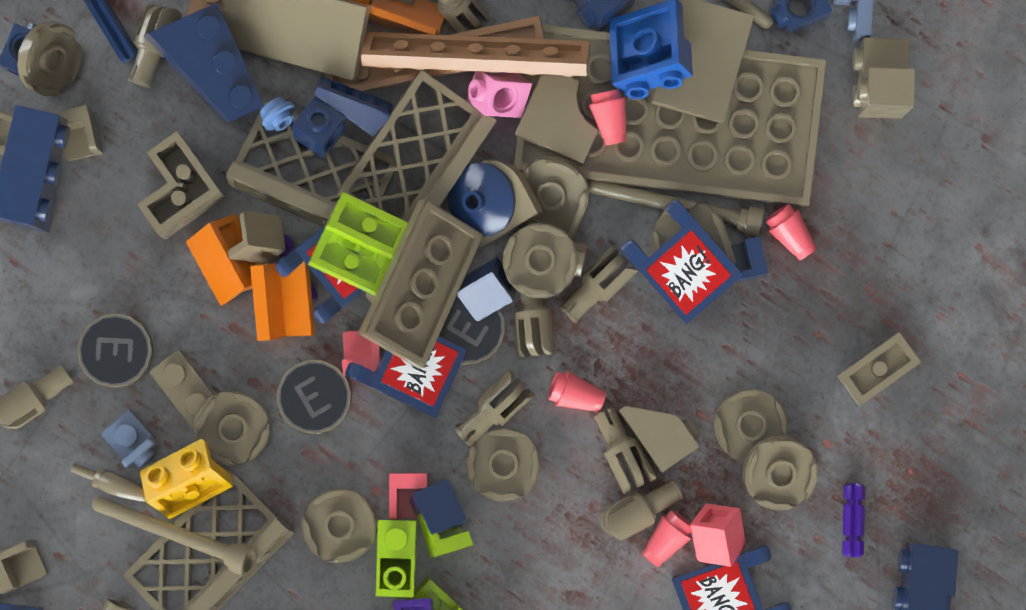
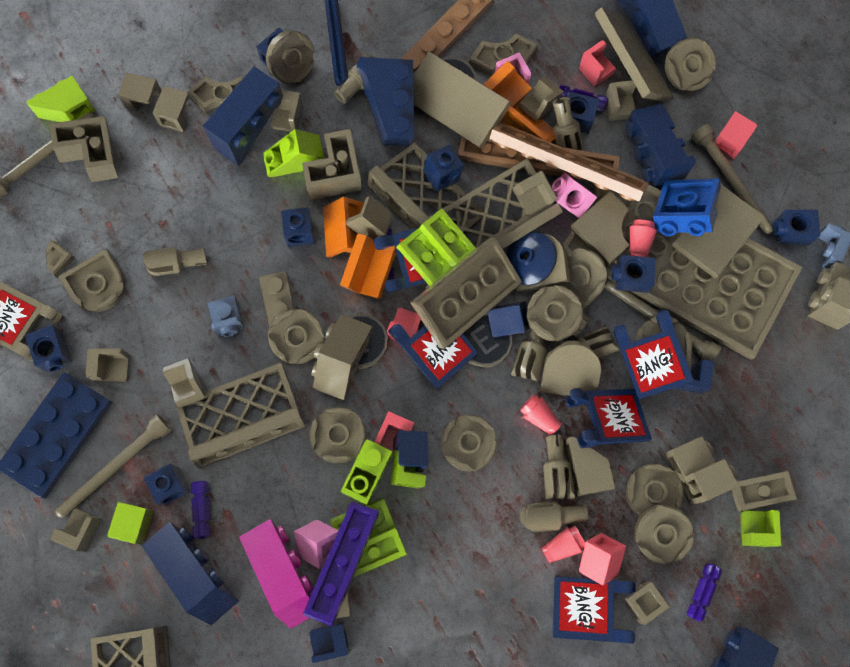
camera: 20 degrees right, 10 degrees down
(111, 483) = (198, 337): dark tan hand -> none
(115, 189) = (292, 151): none -> lime slope
(115, 350) = (243, 255): black tile -> none
(123, 547) = (184, 382): none -> dark tan panel
(168, 286) = (297, 227): none -> dark blue brick
(184, 480) = (247, 356): yellow bracket -> none
(238, 557) = (257, 421): dark tan piece -> none
(277, 114) = (419, 148): medium blue plate -> none
(300, 430) = (340, 356): none -> dark tan brick
(359, 107) = (475, 166): dark blue slope -> none
(449, 115) = (534, 193): none -> dark tan panel
(495, 406) = (475, 402): dark tan arm -> none
(591, 323) = (570, 367): none -> dark tan tile
(630, 154) = (642, 266): none -> dark blue brick
(666, 357) = (614, 415): none -> flag
(788, 564) = (647, 603): none -> dark tan panel
(790, 230) = (735, 370): coral cone -> none
(795, 383) = (699, 472): none -> dark tan brick
(891, 416) = (760, 528): none -> lime panel

